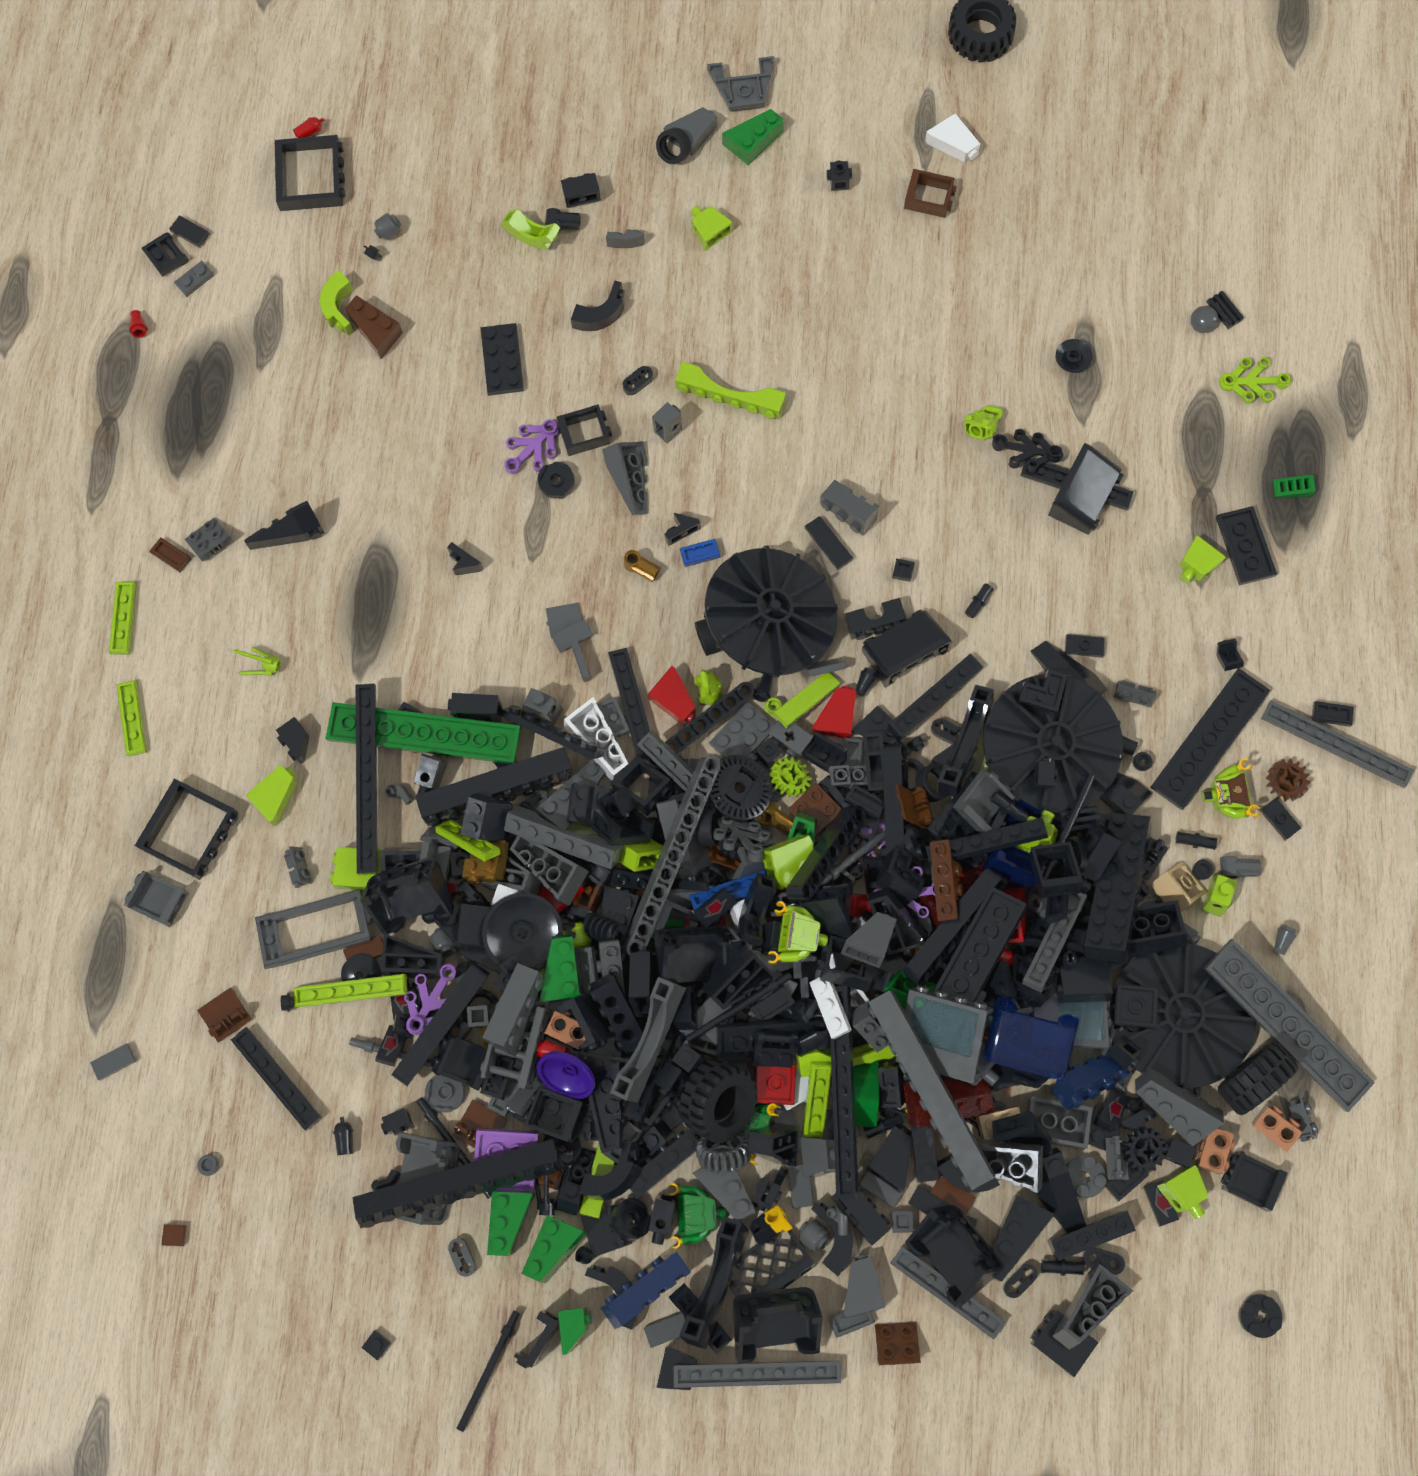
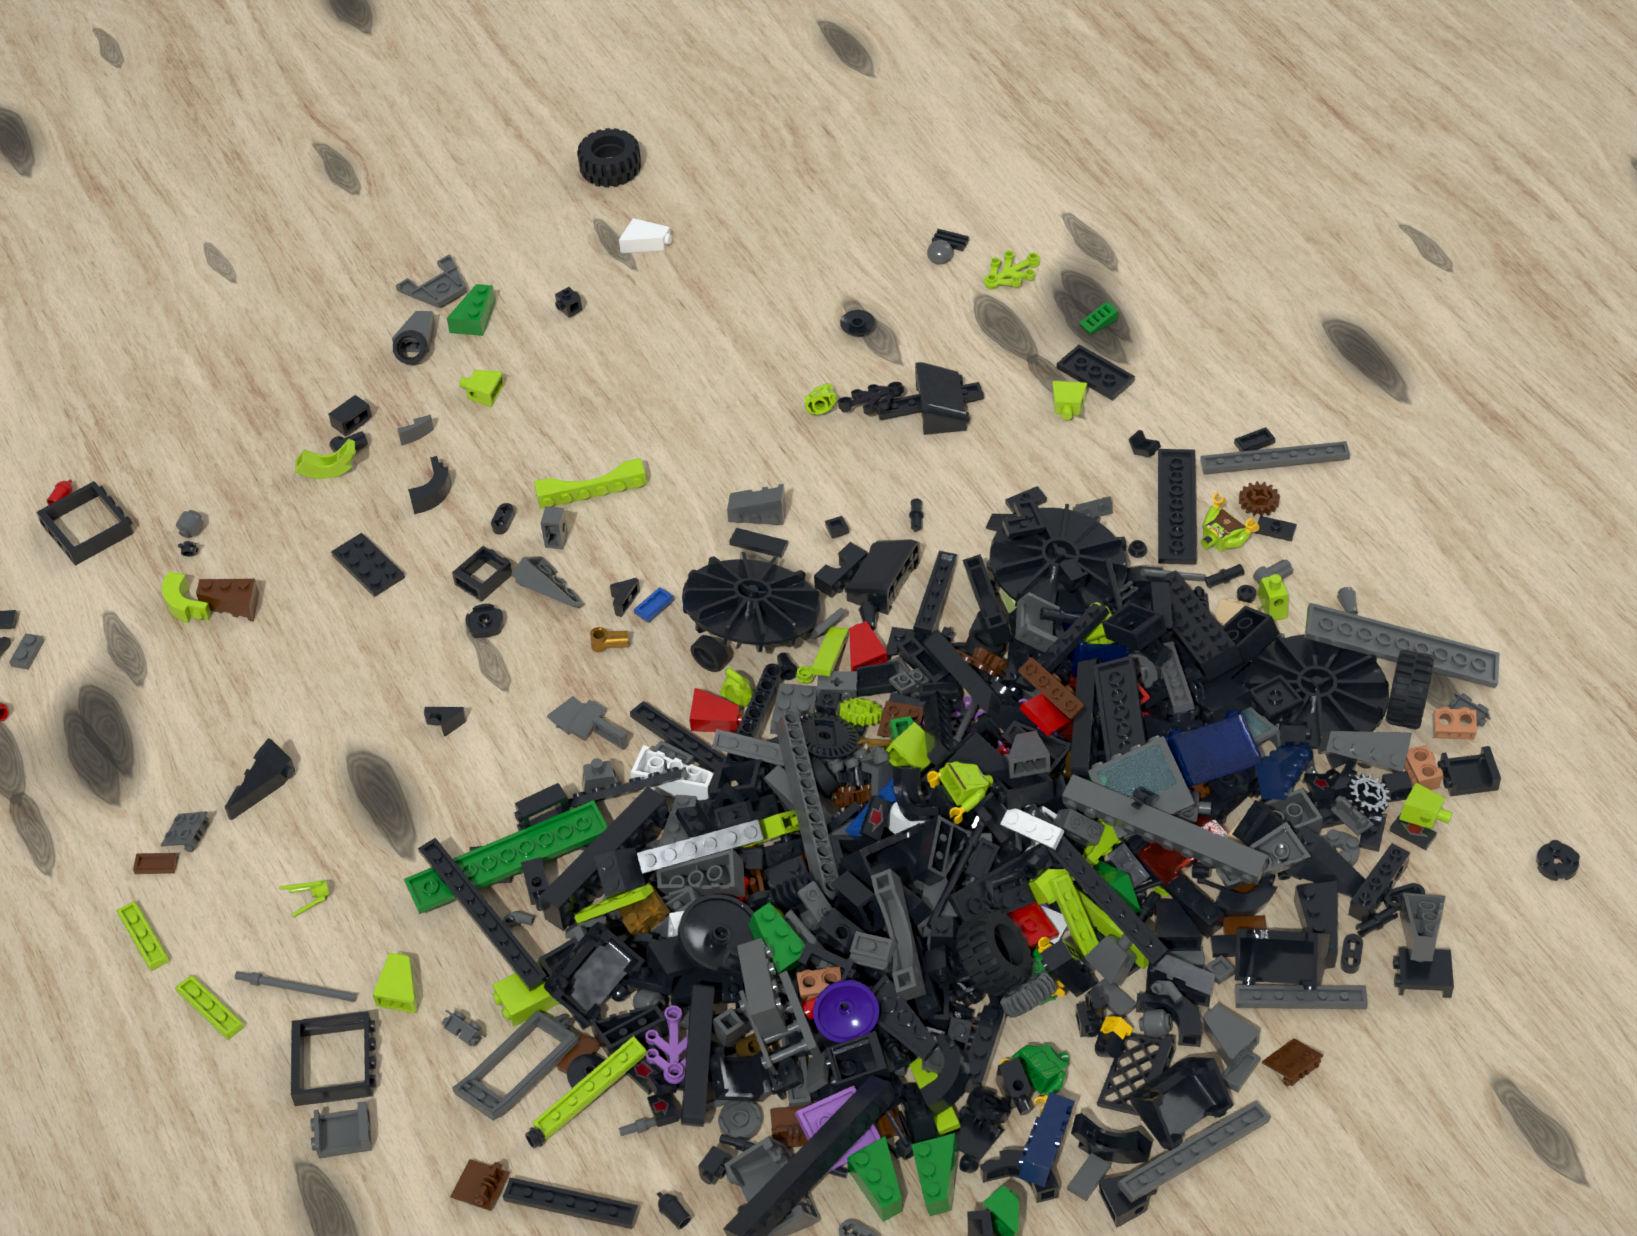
camera: 35 degrees left, 25 degrees down
(179, 716) = (257, 979): none -> dark grey bar
(295, 738) = (384, 931): black slope -> none
(533, 444) = (449, 590): medium lavender plant -> none
(620, 1036) = (872, 951): none -> dark grey plate
(703, 1316) = (1110, 1121): black arch -> none
(728, 1191) = (1048, 1027): dark grey wedge -> none
(918, 903) = (1044, 714): none -> red tile
(932, 180) = (651, 269): reddish brown window -> none
(934, 1051) = (1144, 796): none -> black plate
(943, 735) = (964, 612): black beam -> none
(1154, 818) = (1161, 573): none -> dark grey bar

